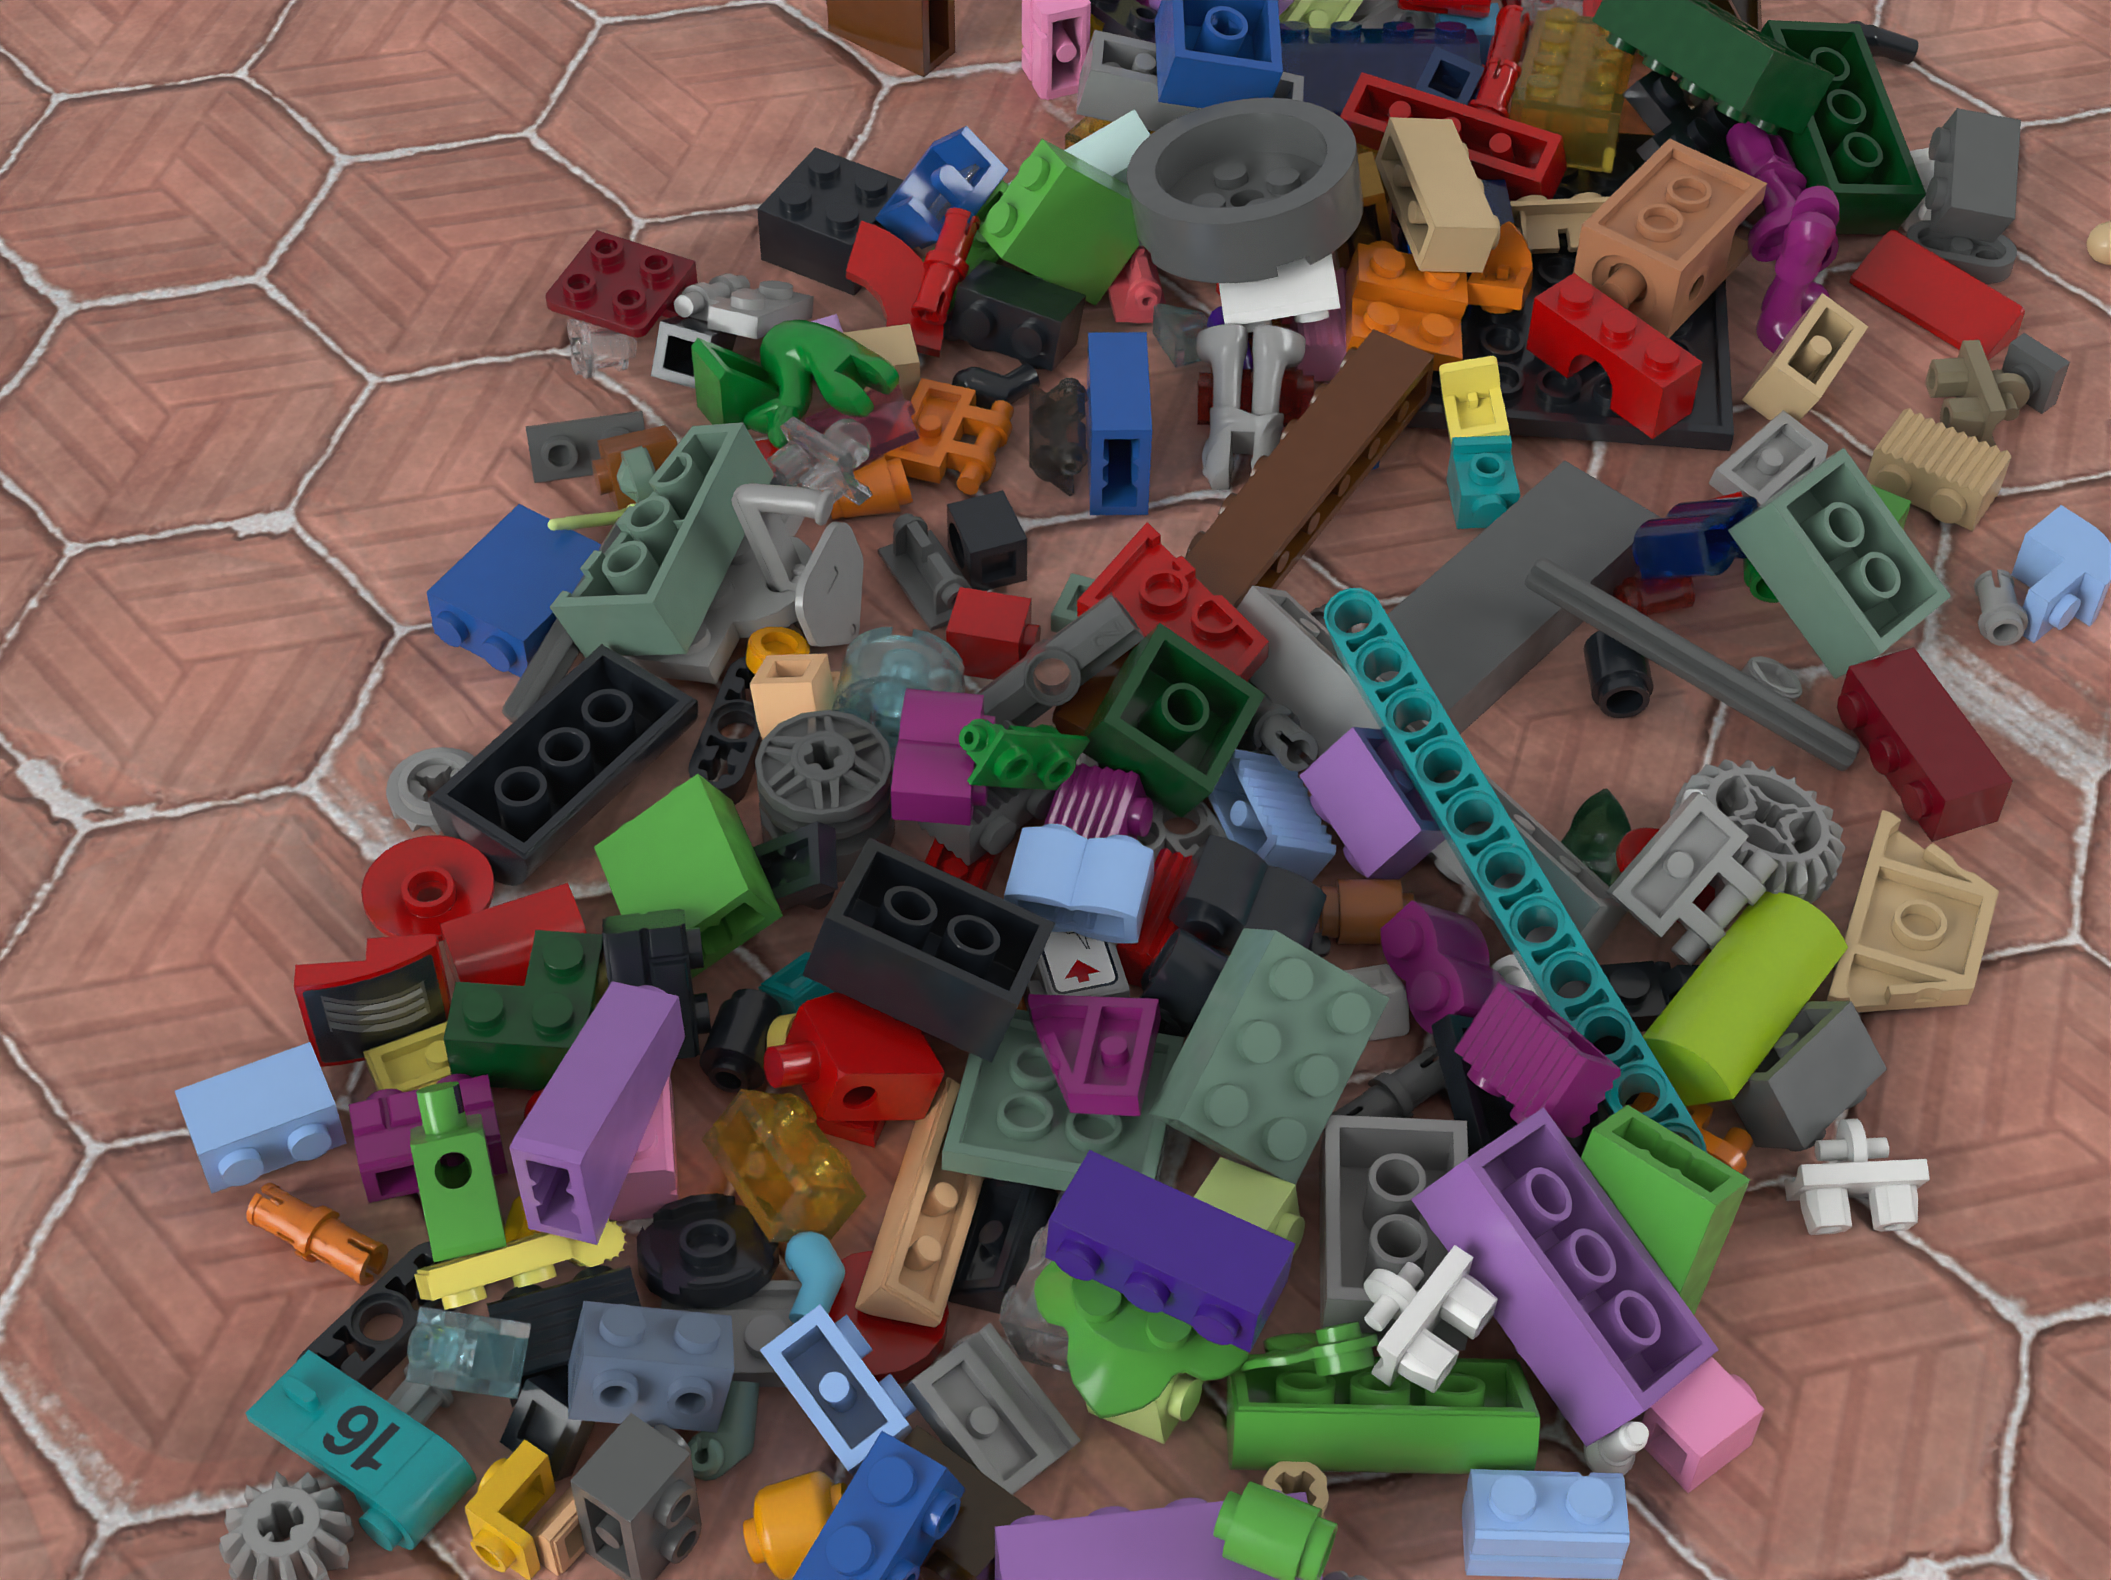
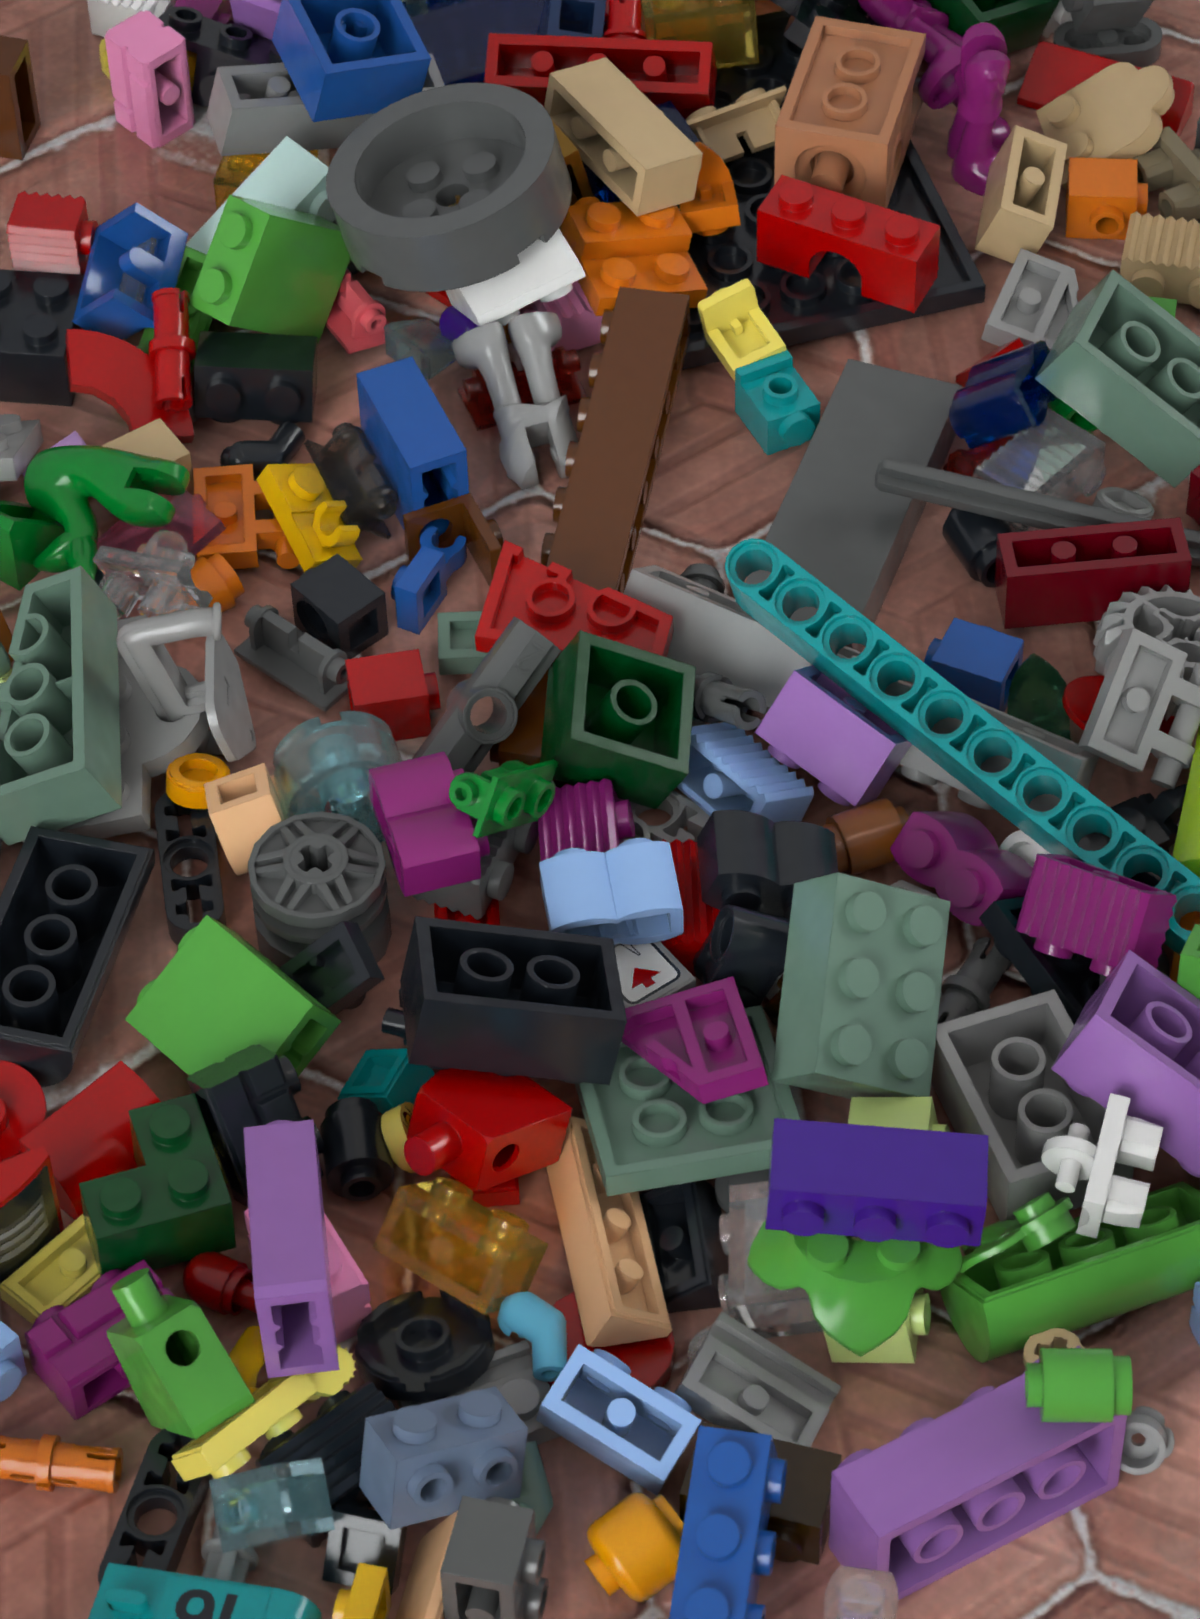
camera: 20 degrees left, 0 degrees up
(890, 135) = (50, 233): none -> red brick
(1000, 449) = (309, 514): none -> yellow plate
(1075, 542) = (423, 583): none -> blue plate
(1136, 507) = (465, 519): none -> reddish brown bracket
(1551, 781) = (977, 661): none -> blue brick
(1685, 723) = (1081, 569): none -> dark red brick
(1715, 613) = (1048, 460): none -> clear brick
(1885, 385) = (1102, 197): none -> orange brick
(1921, 320) = (1110, 113): none -> tan plate

